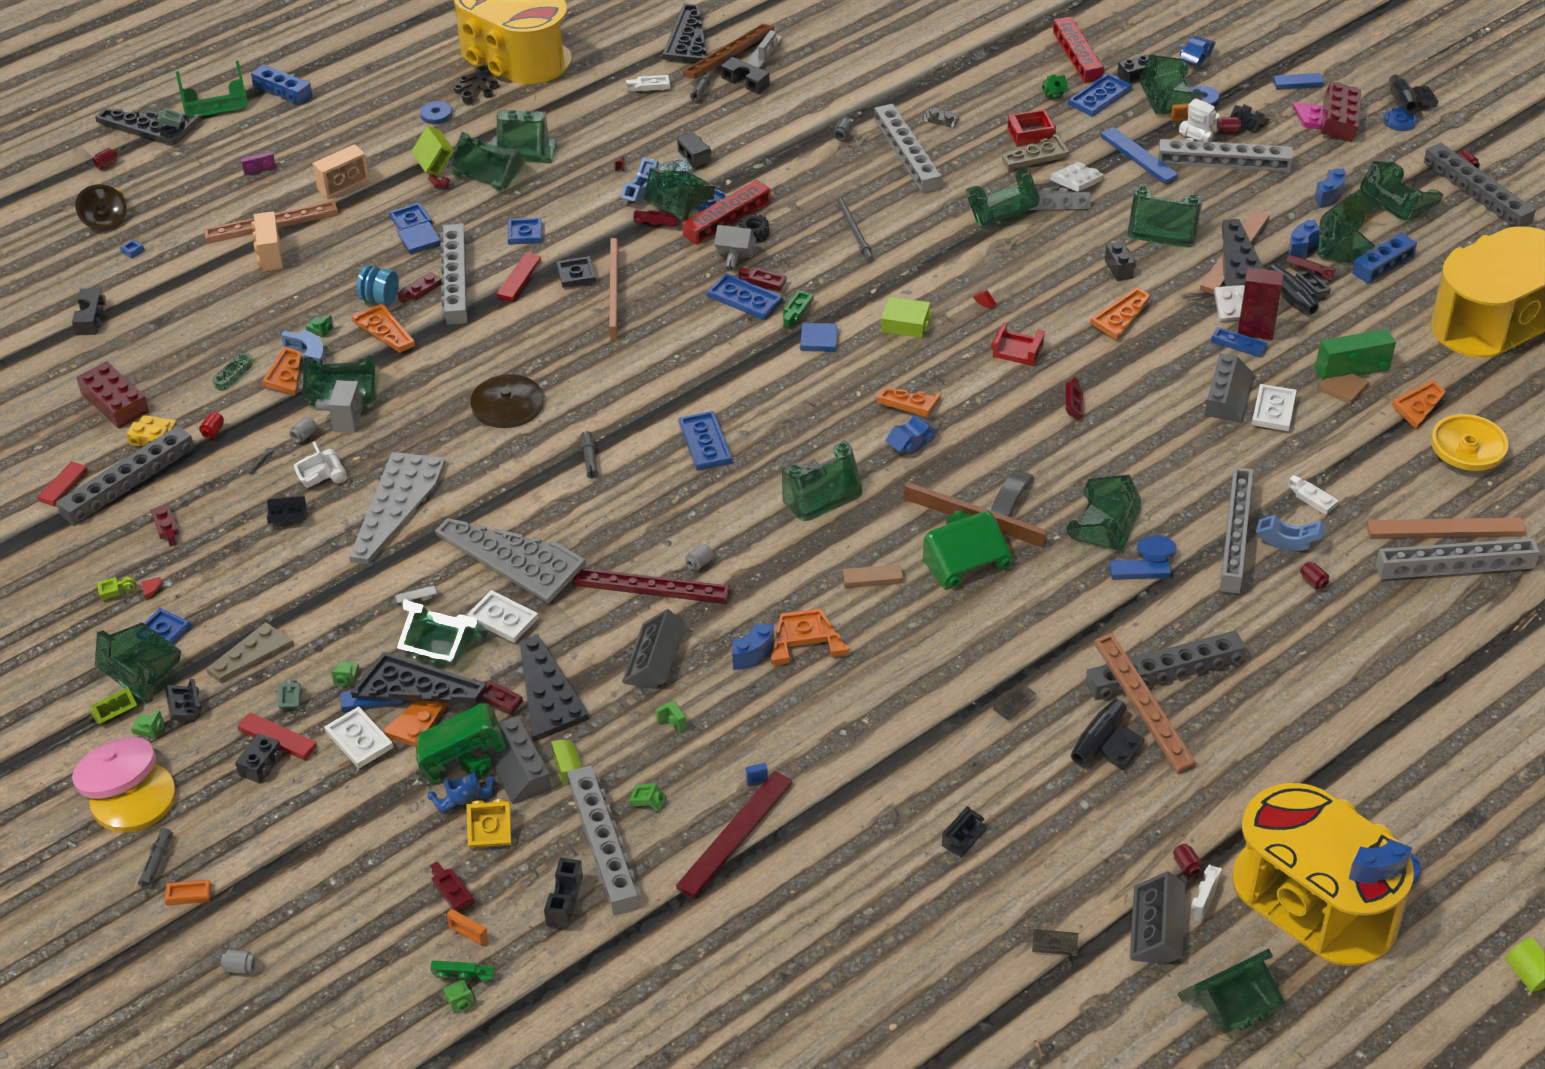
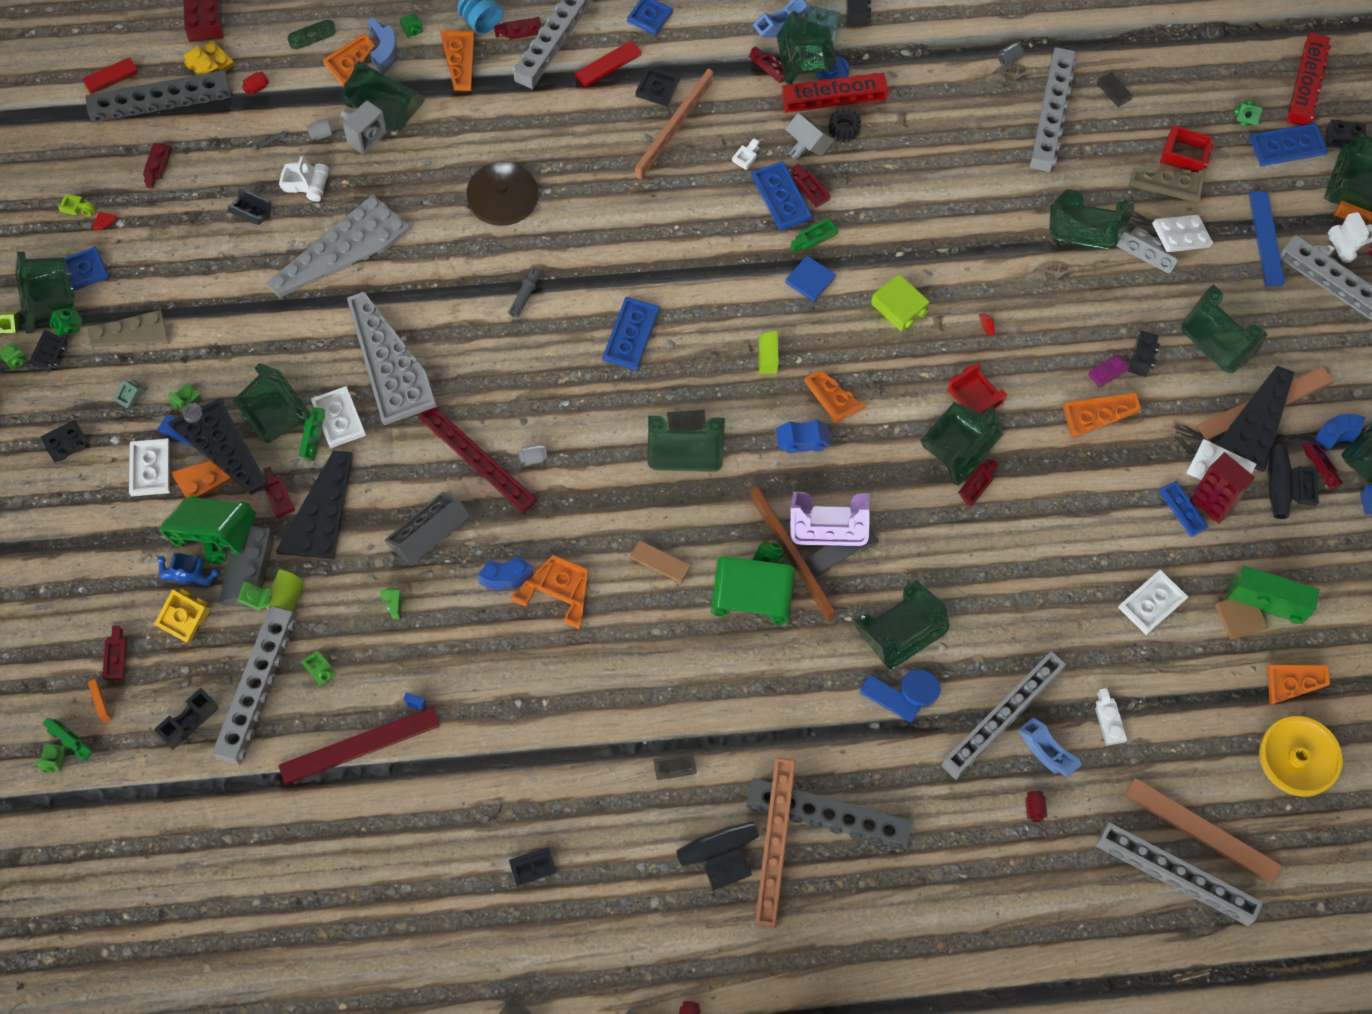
camera: 30 degrees right, 20 degrees up
(182, 670) = (65, 321): none -> green brick
(290, 741) = (95, 426): red tile -> none
(368, 672) = (192, 413): none -> clear tile
(424, 594) = (282, 352): white plate -> none
(492, 633) = (311, 434): none -> green hinge
(551, 768) = (254, 596): none -> bright green bracket
(692, 283) = (745, 156): none -> white plate
(832, 396) = (768, 353): none -> lime brick
(864, 247) = (926, 201): dark grey bar -> none
(1006, 468) = (830, 524): none -> lavender windscreen
(1036, 375) = (962, 439): none -> clear green windscreen
(1102, 286) = (1108, 370): none -> magenta plate
(1229, 389) = (1127, 557): dark grey slope -> none

